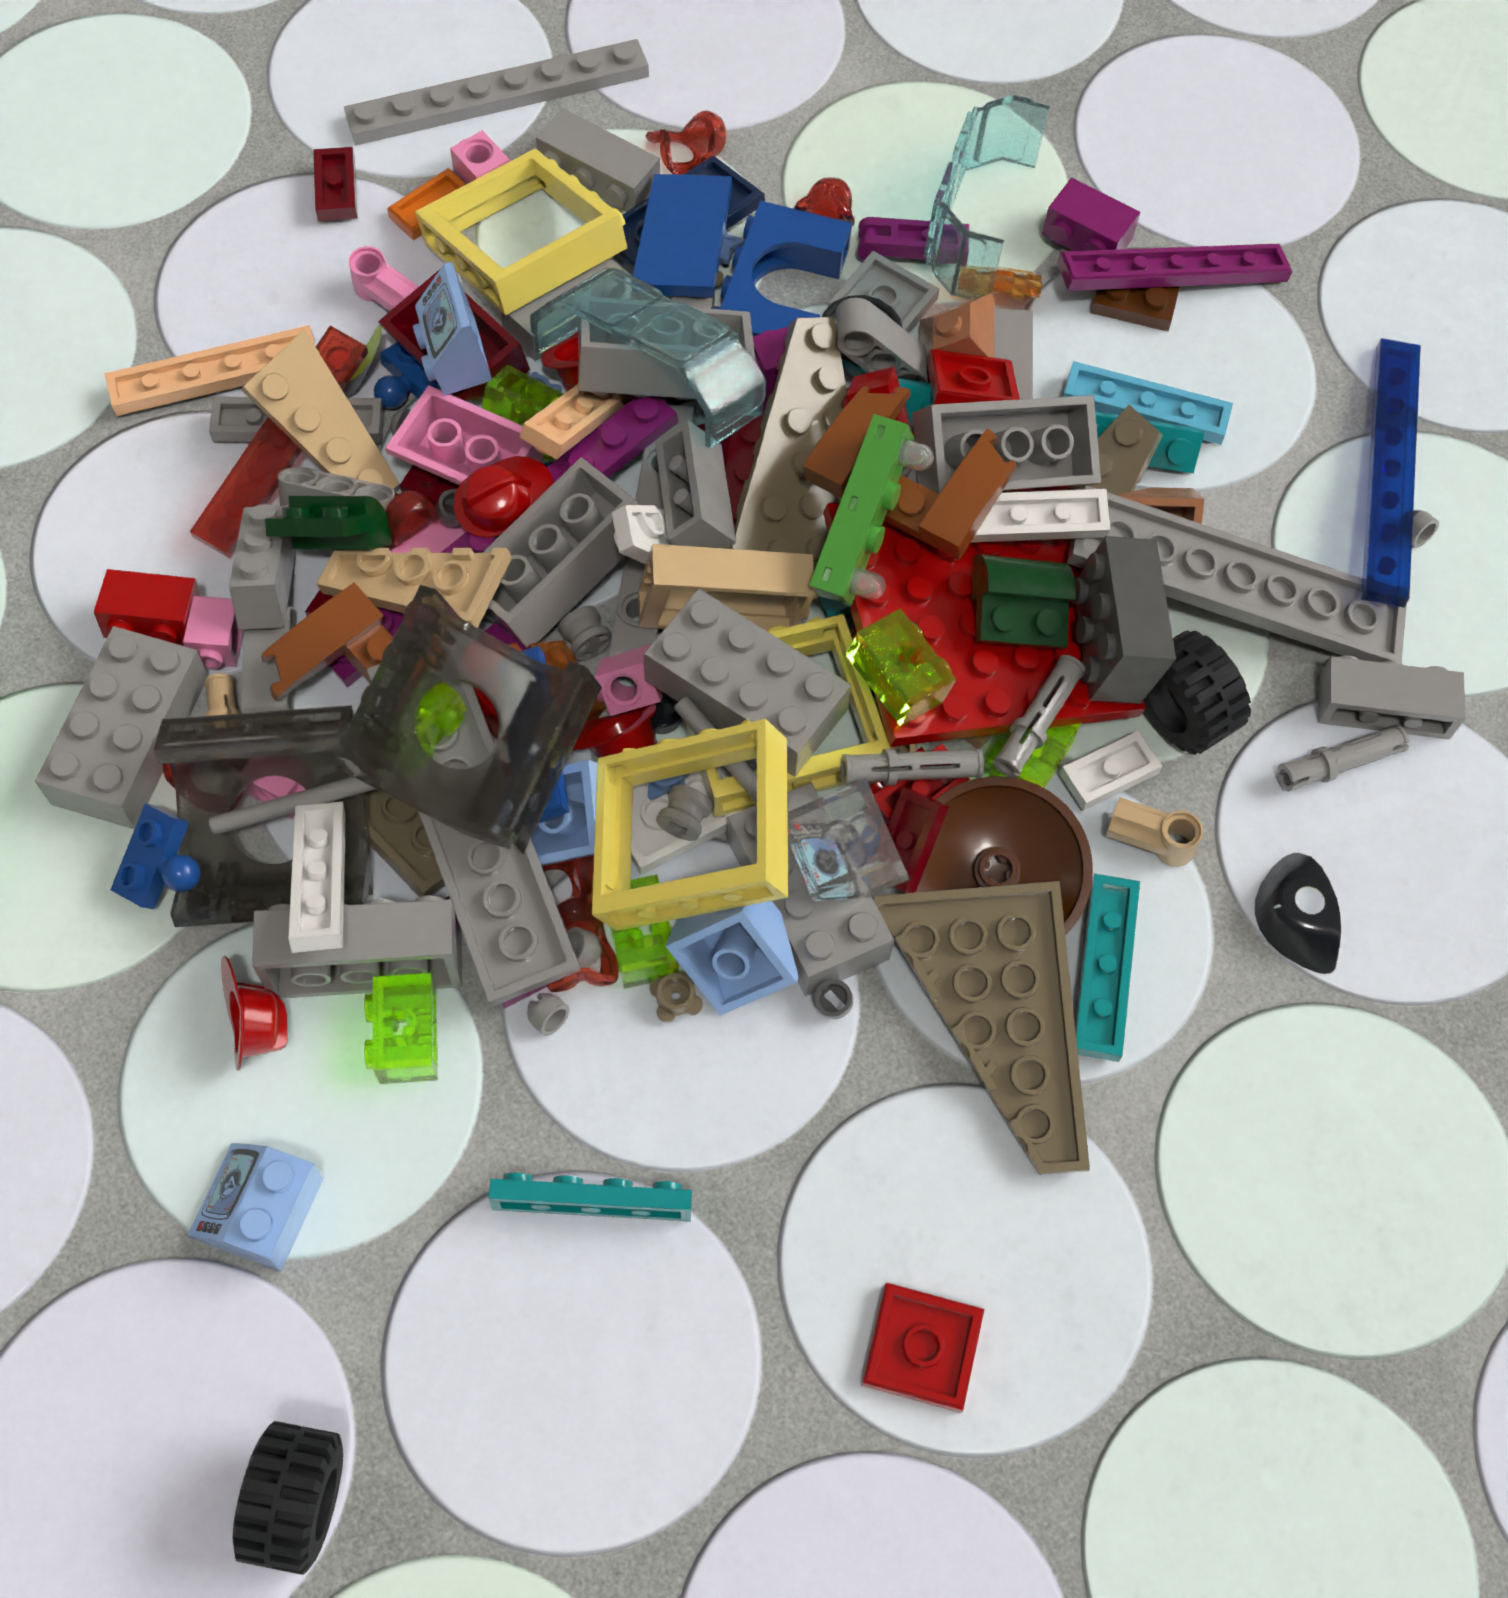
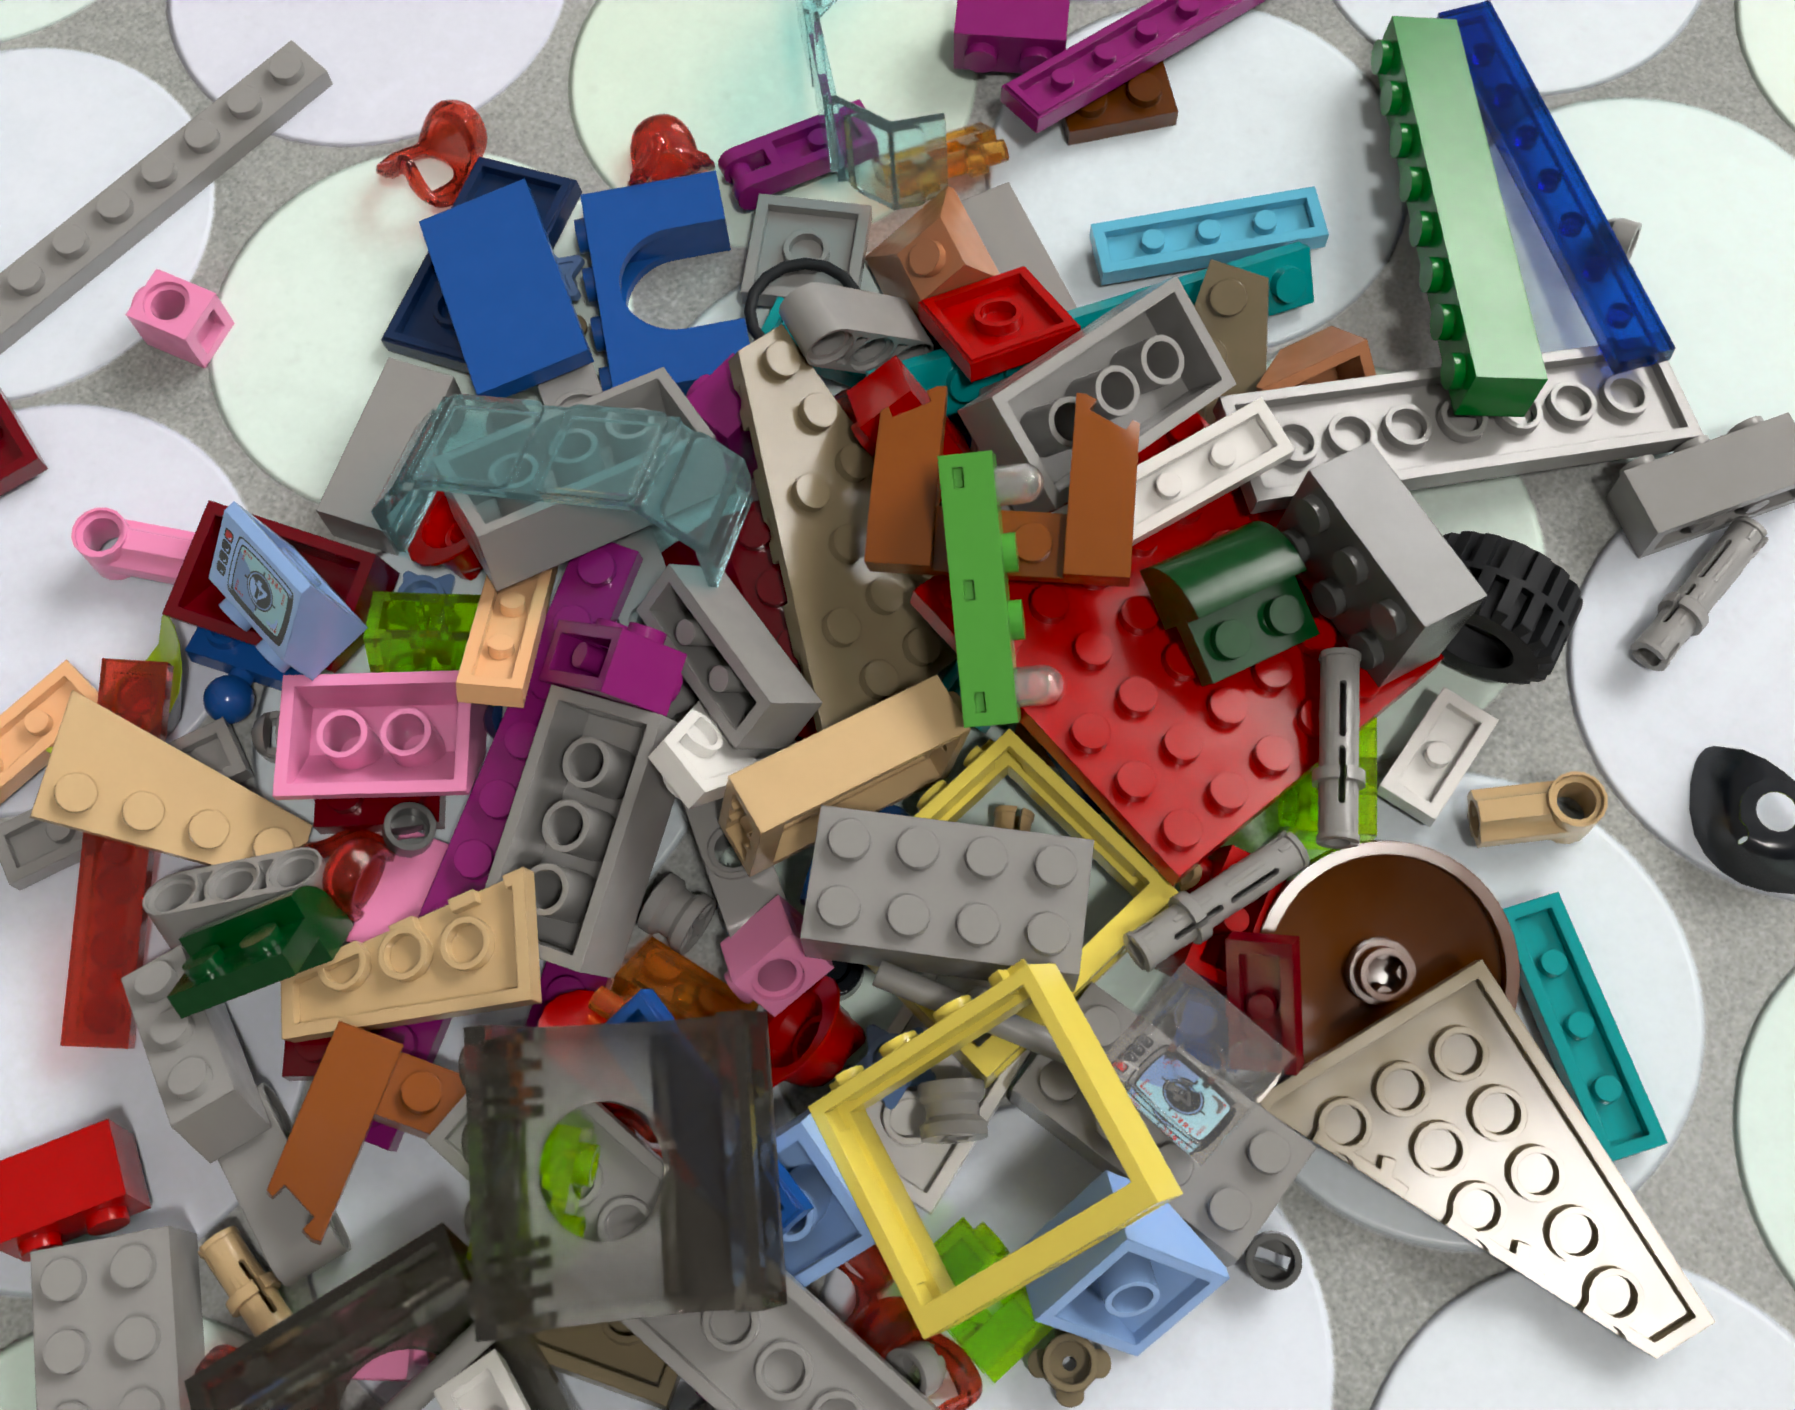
camera: 20 degrees left, 5 degrees up
(214, 632) = (171, 1179): bright pink brick -> none
(403, 210) = (137, 401): orange tile -> none
(499, 494) = (467, 785): red piece -> none
(541, 270) = (352, 430): light yellow window -> none
(599, 159) = (331, 237): light grey brick -> none
(626, 461) = (615, 663): none -> magenta brick
(901, 667) = (1159, 810): clear neon green brick -> none
(1309, 458) = (1457, 220): none -> brick

